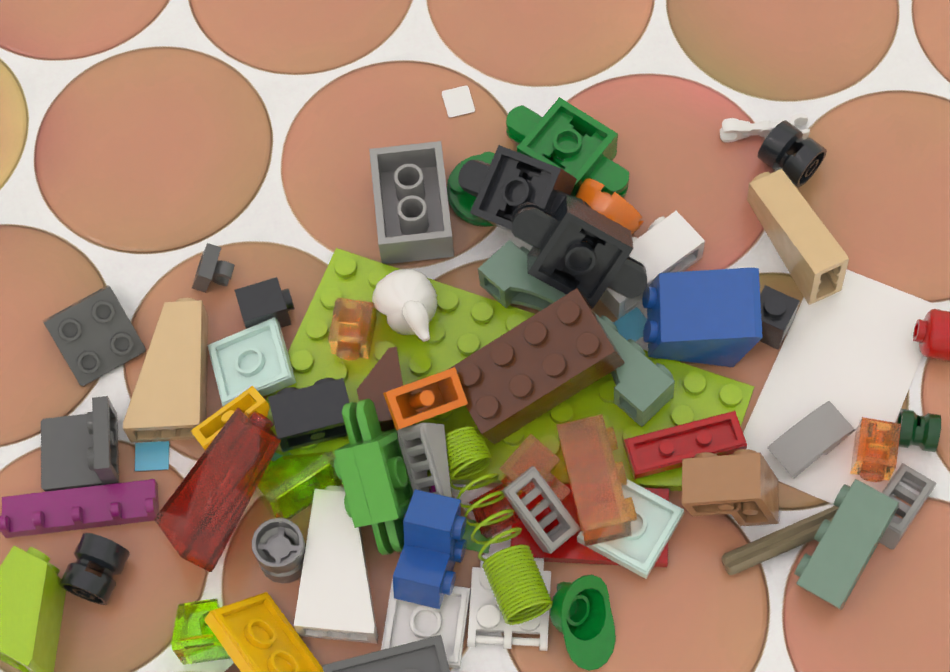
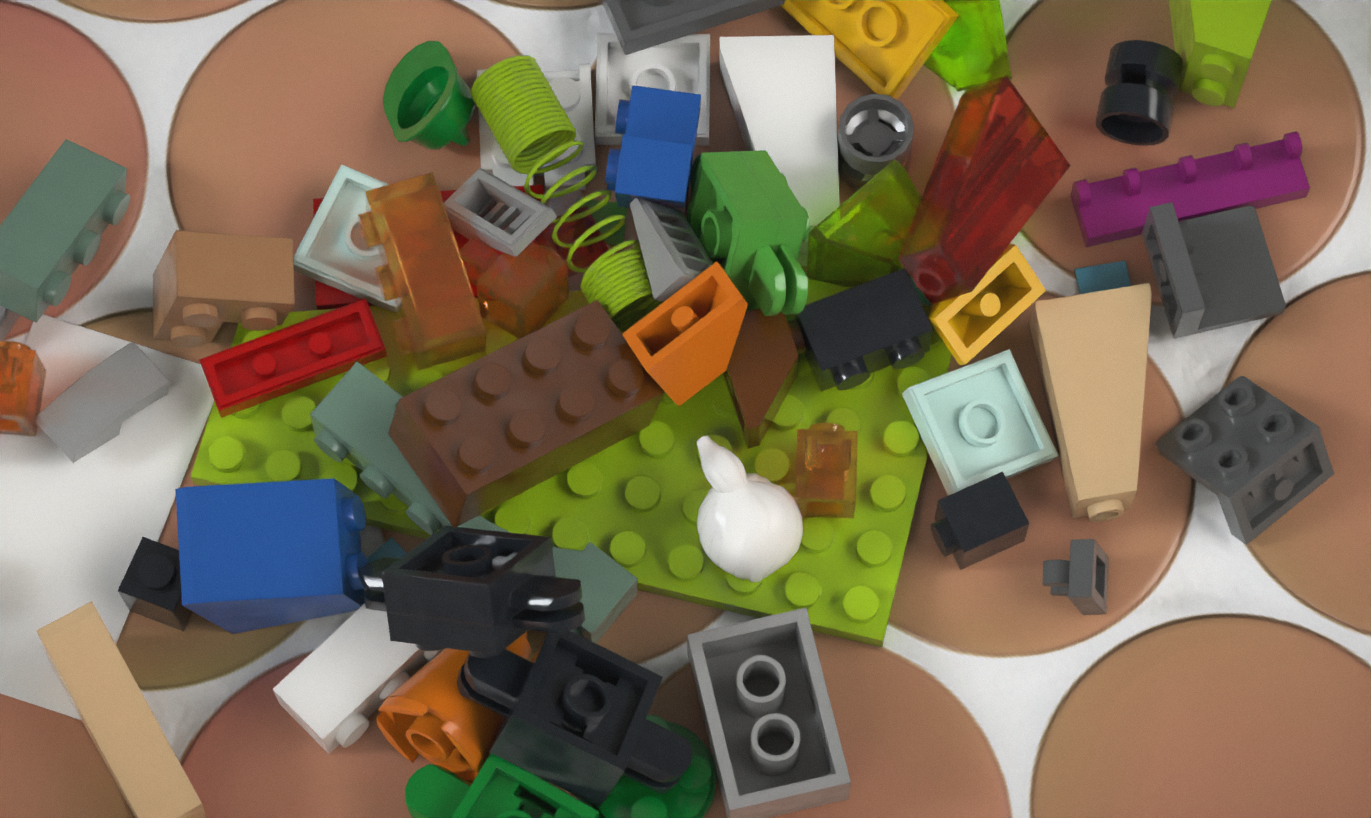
camera: 170 degrees right, 5 degrees up
(775, 543) = (137, 257): dark tan axle -> none

